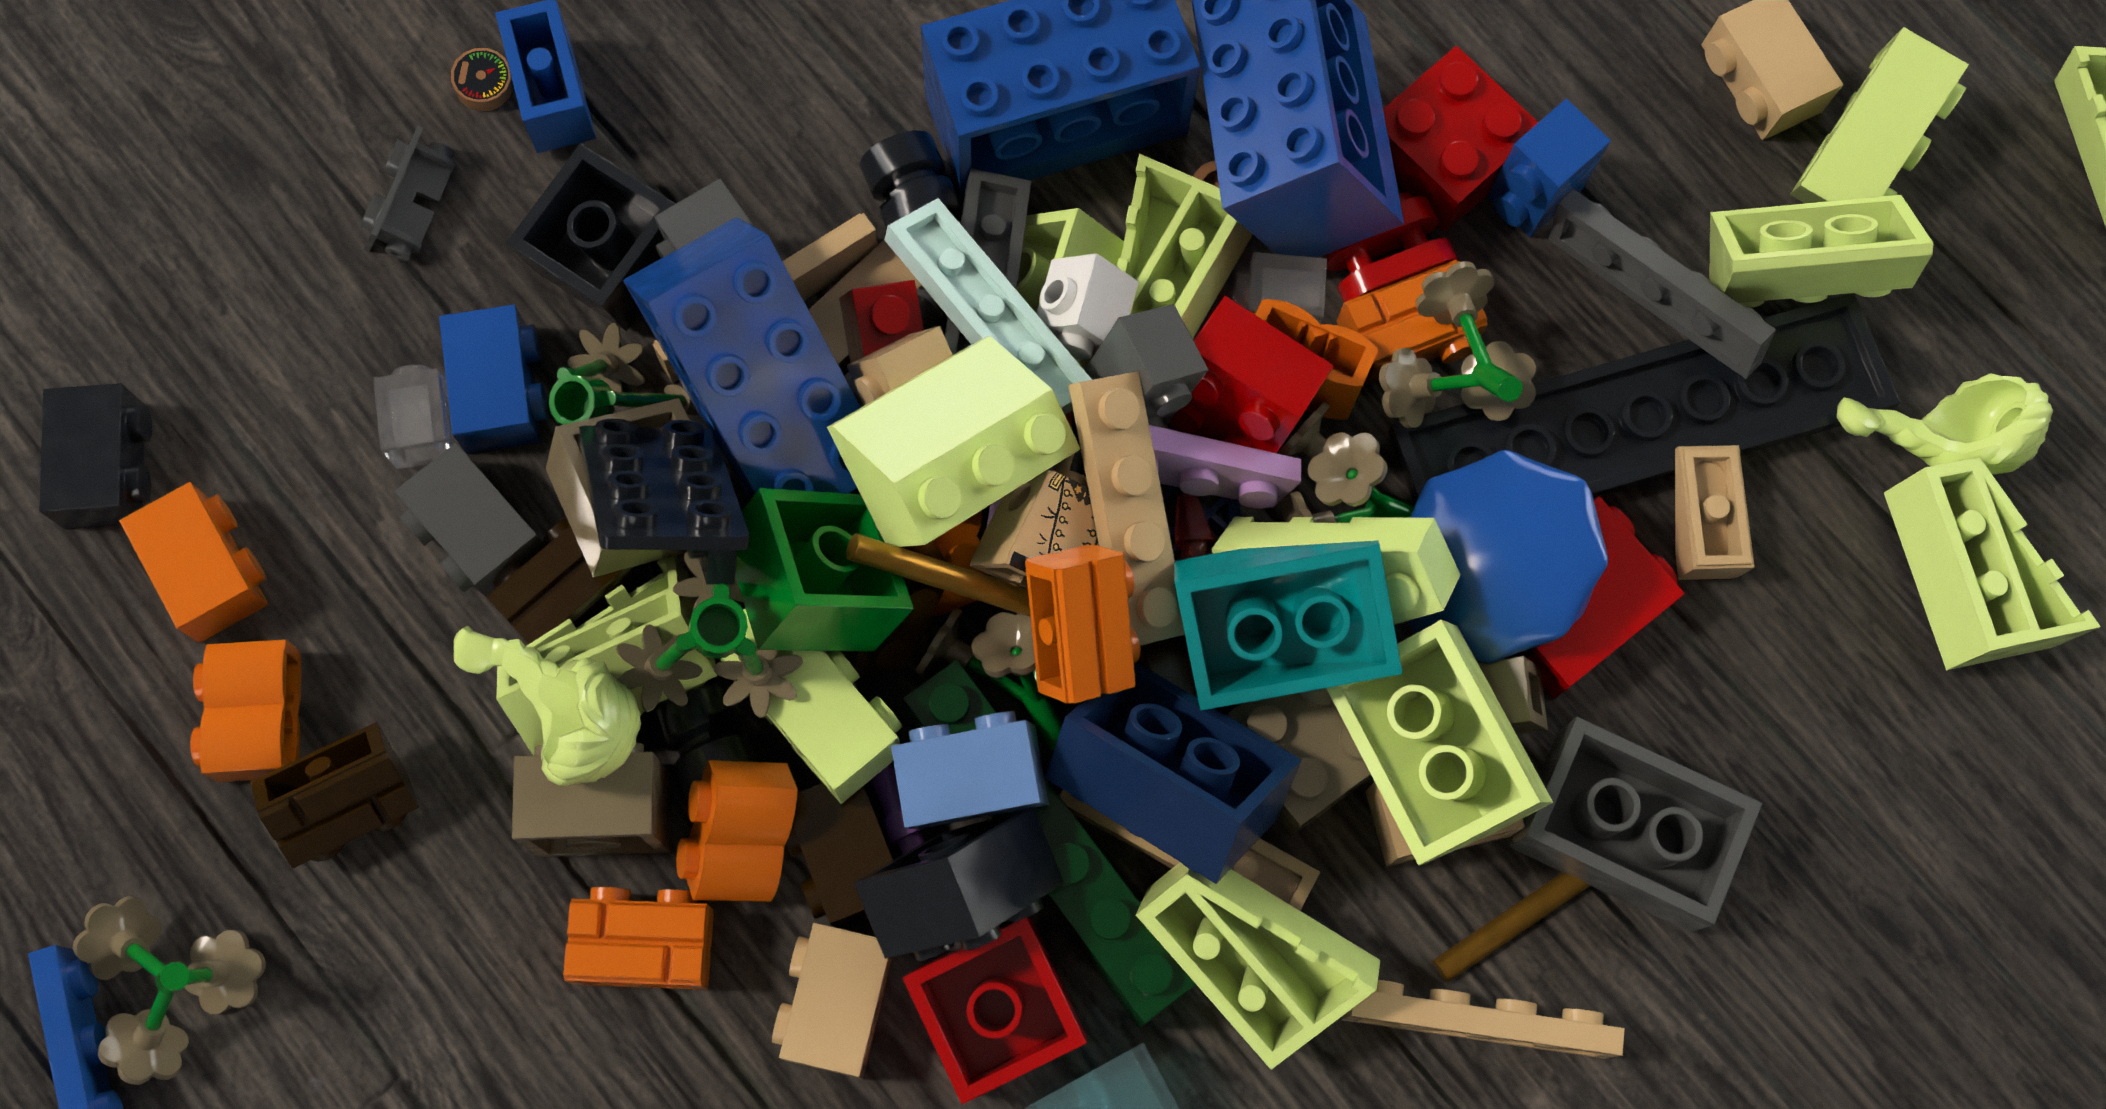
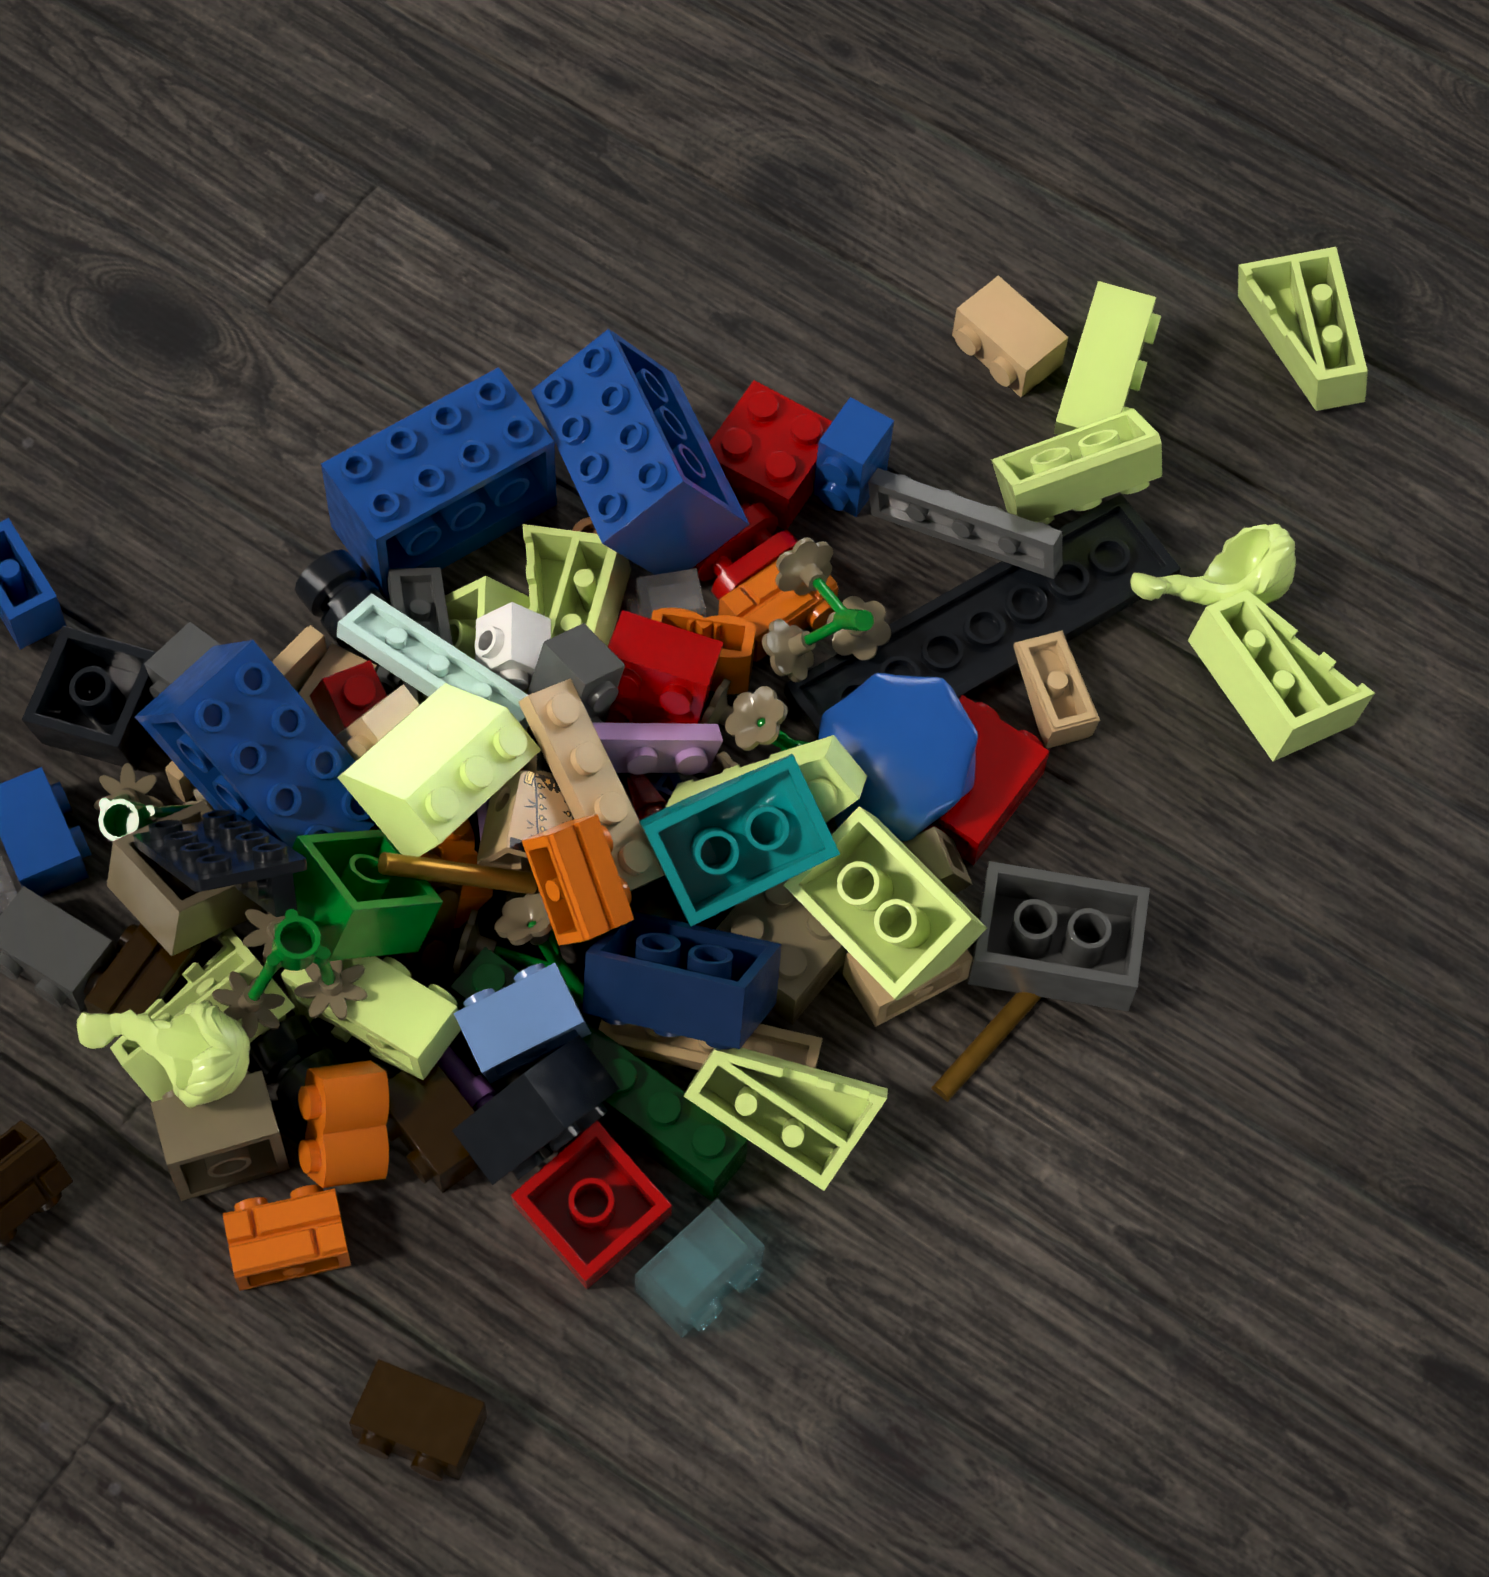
camera: 15 degrees left, 10 degrees down
(834, 1001) = (460, 1240): tan brick -> none
(1510, 1023) = (1000, 1116): tan plate -> none

